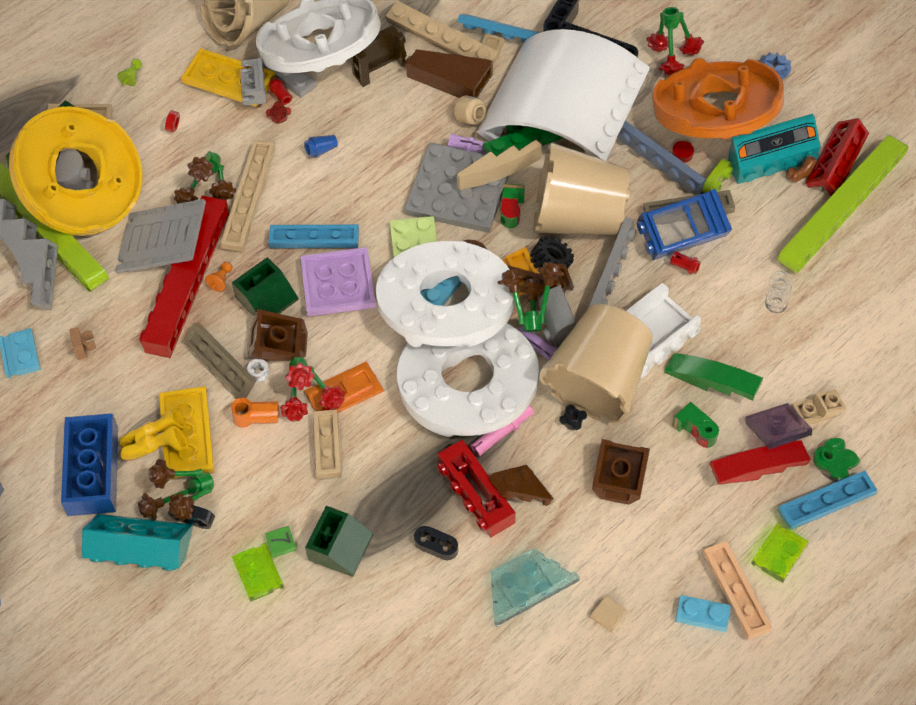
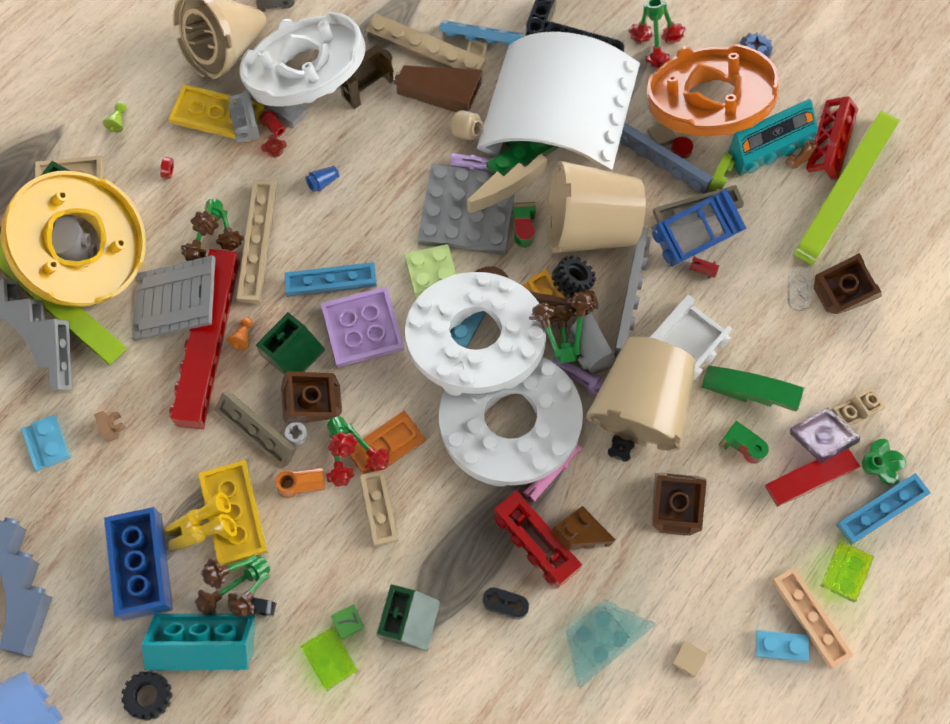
camera: 10 degrees left, 10 degrees up
(73, 570) = (135, 684): none -> black tyre
(664, 137) = (661, 134): none -> tan tile
(825, 292) = (846, 286): none -> reddish brown slope

